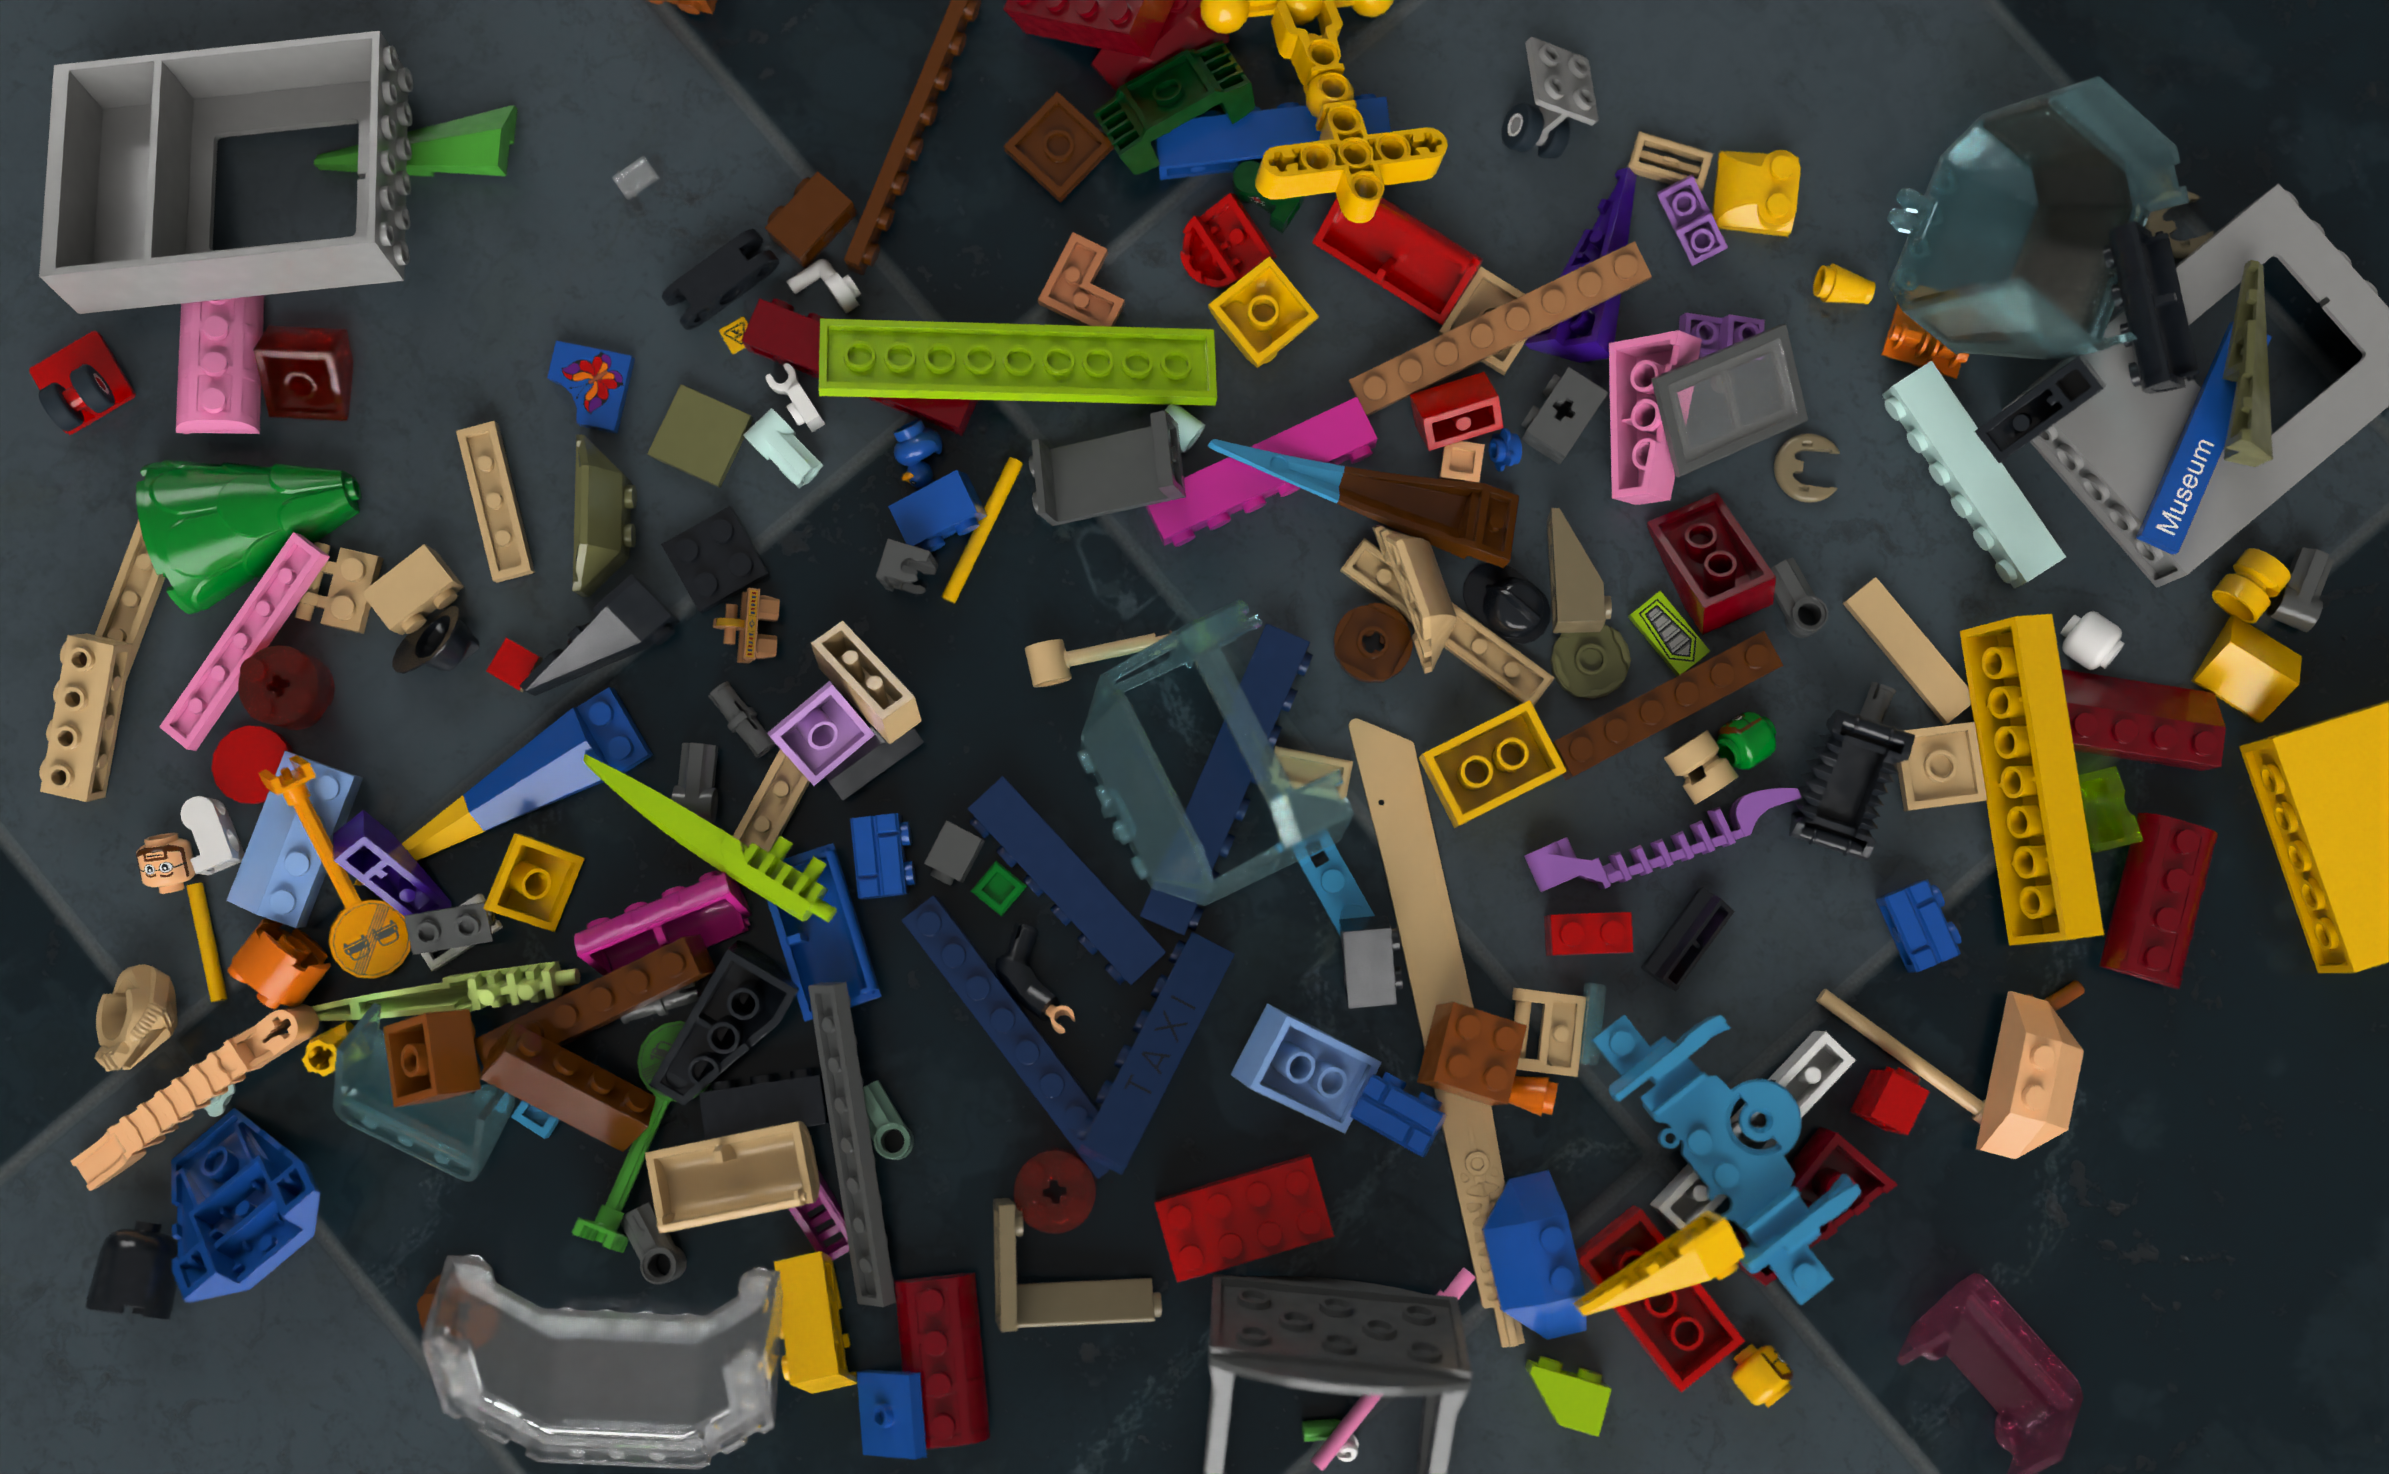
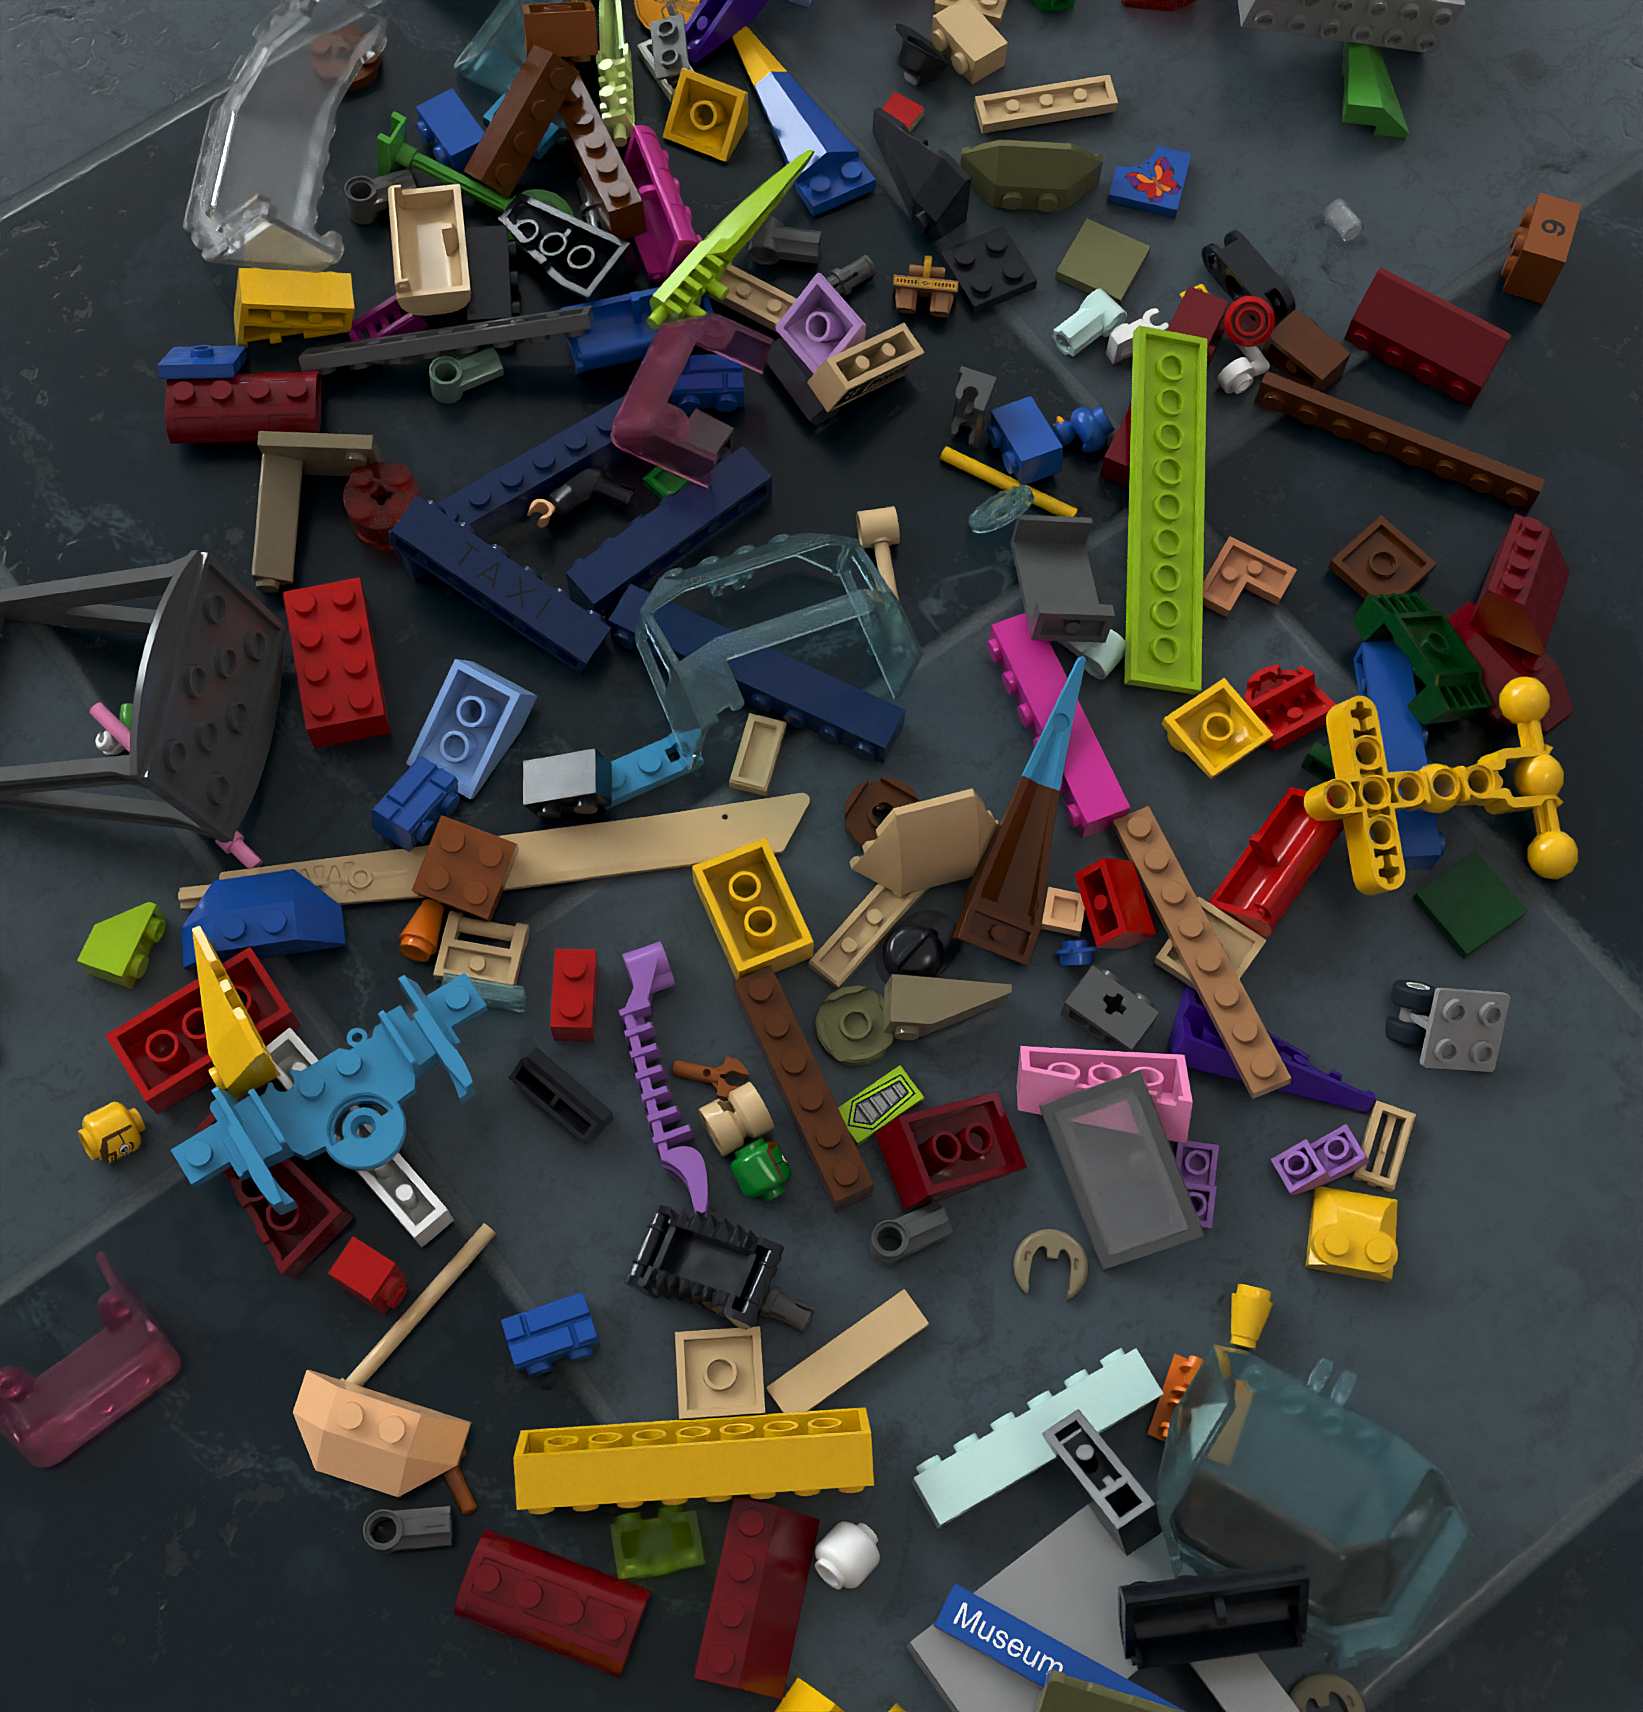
camera: 90 degrees right, 15 degrees down
(566, 1171) = (449, 129): none -> blue brick
(785, 276) = (1258, 330): none -> red cone
(793, 93) = (1426, 336): none -> dark red slope
(913, 900) = (657, 429): none -> clear pink windscreen
(1023, 534) = (1001, 509): none -> clear light blue wheel
(1421, 74) = (1469, 904): none -> dark green tile
(1652, 794) = (712, 1075): none -> dark orange bar
(2104, 1033) = (414, 1530): none -> dark grey piece

